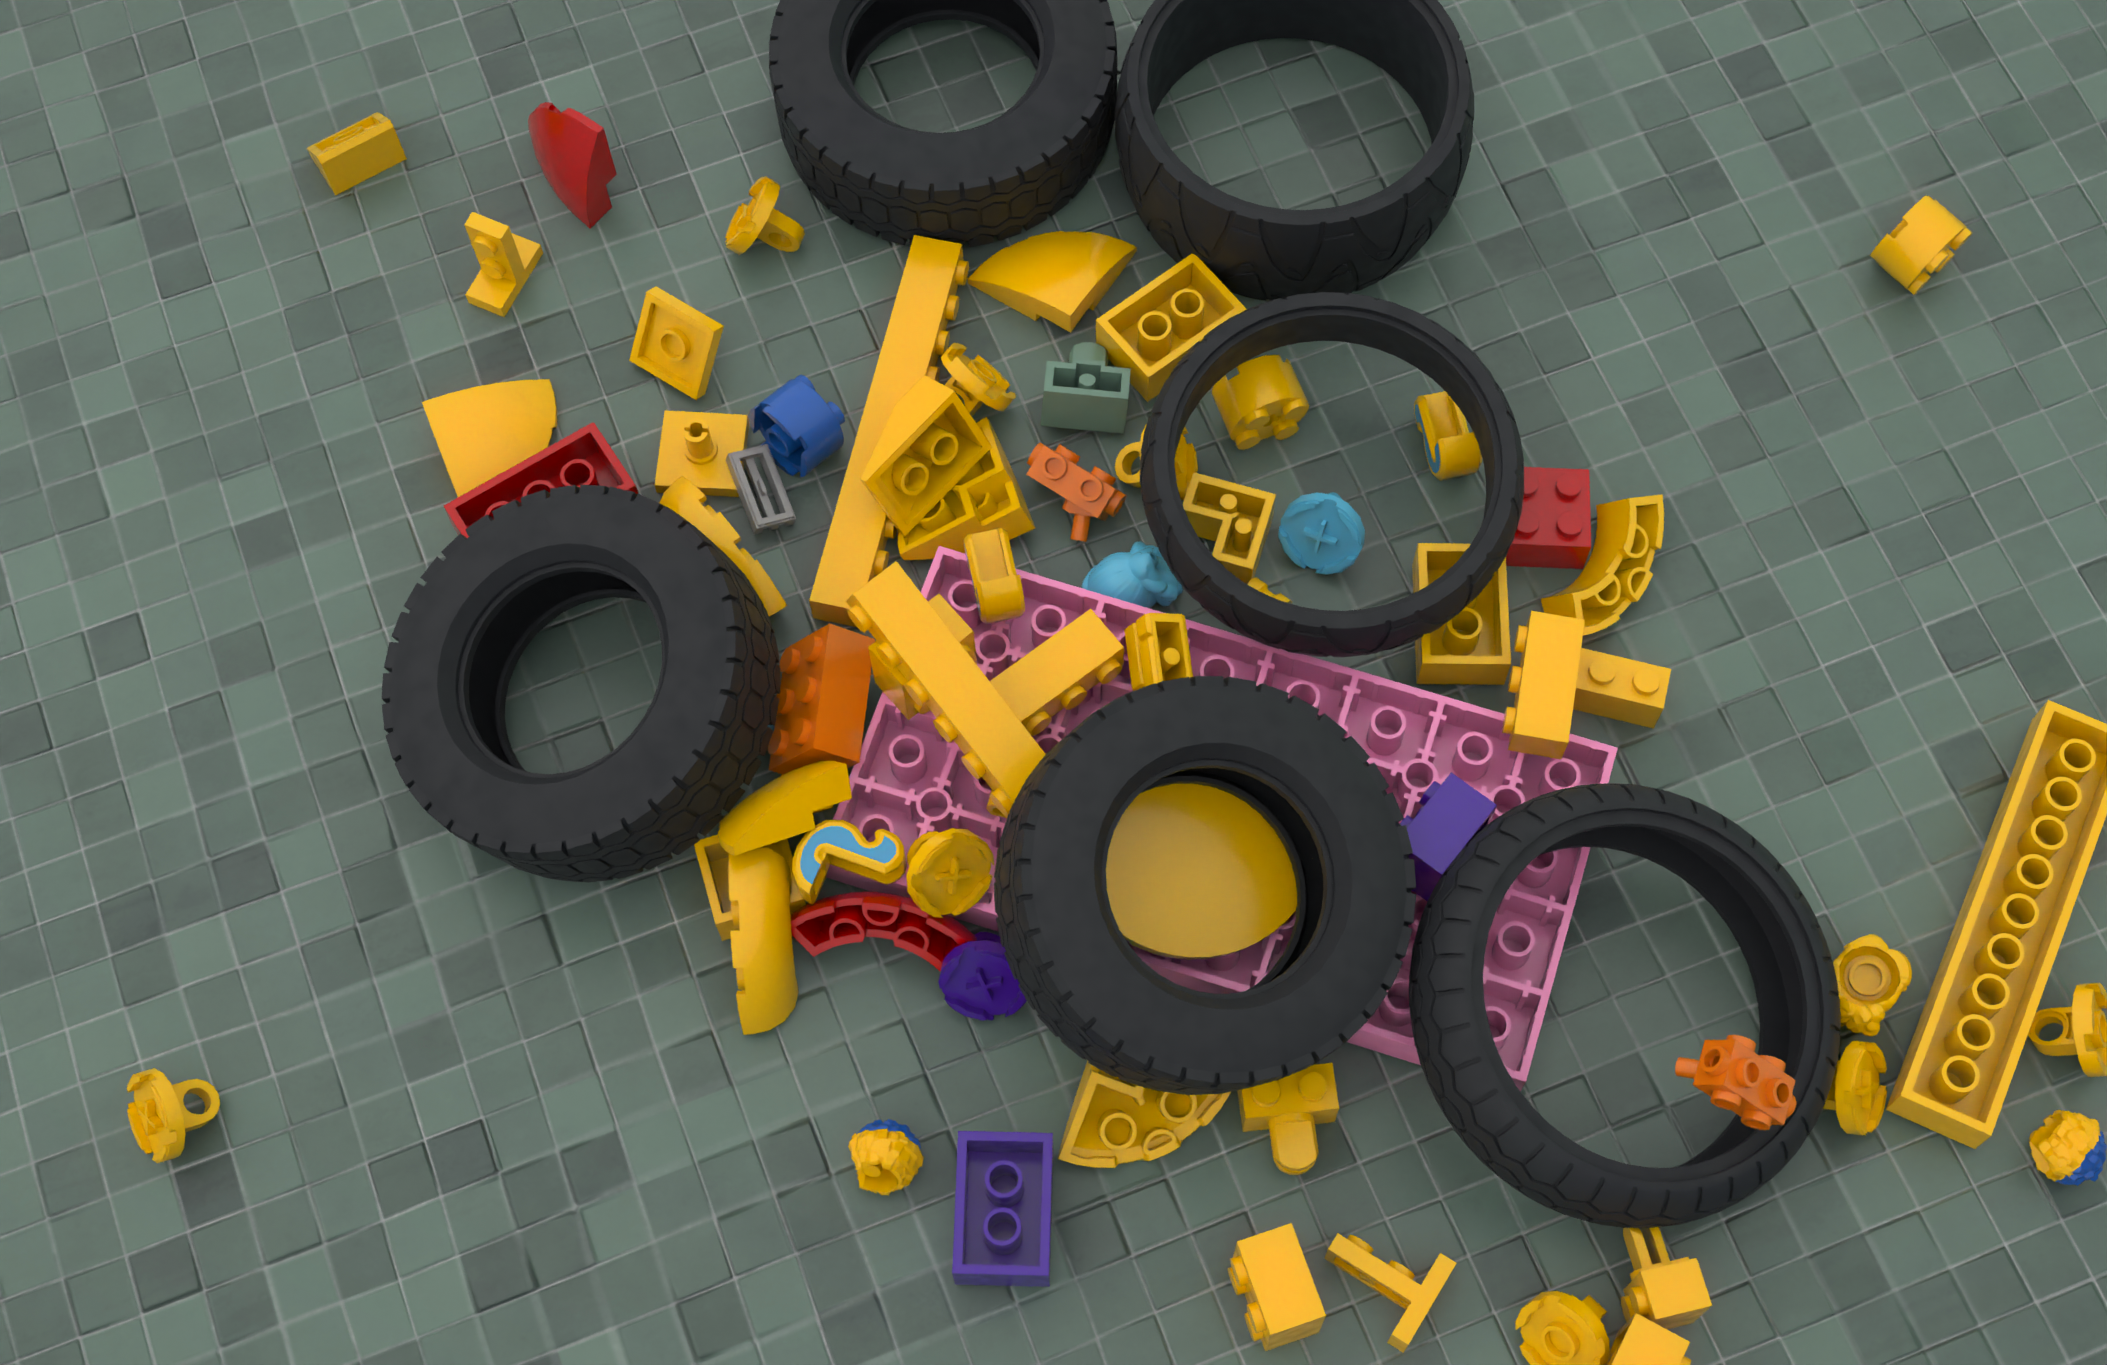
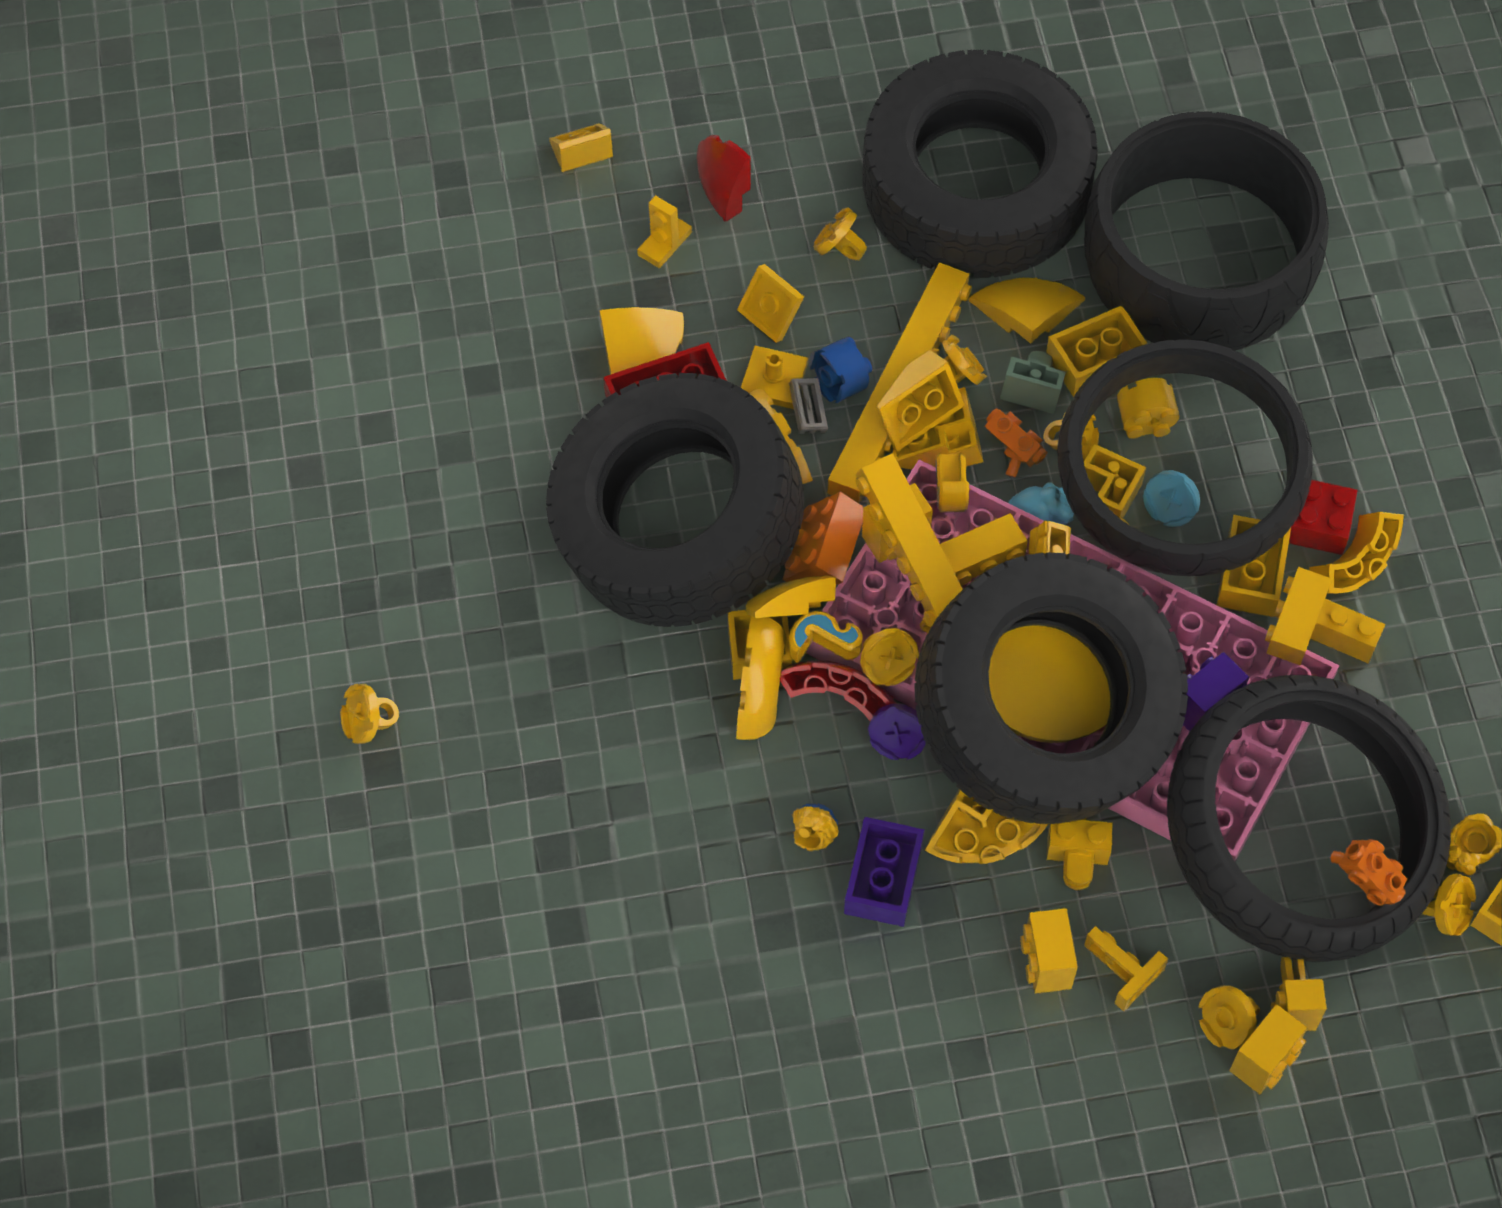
camera: 10 degrees right, 5 degrees down
(1446, 437) = (1267, 454): yellow animal -> none

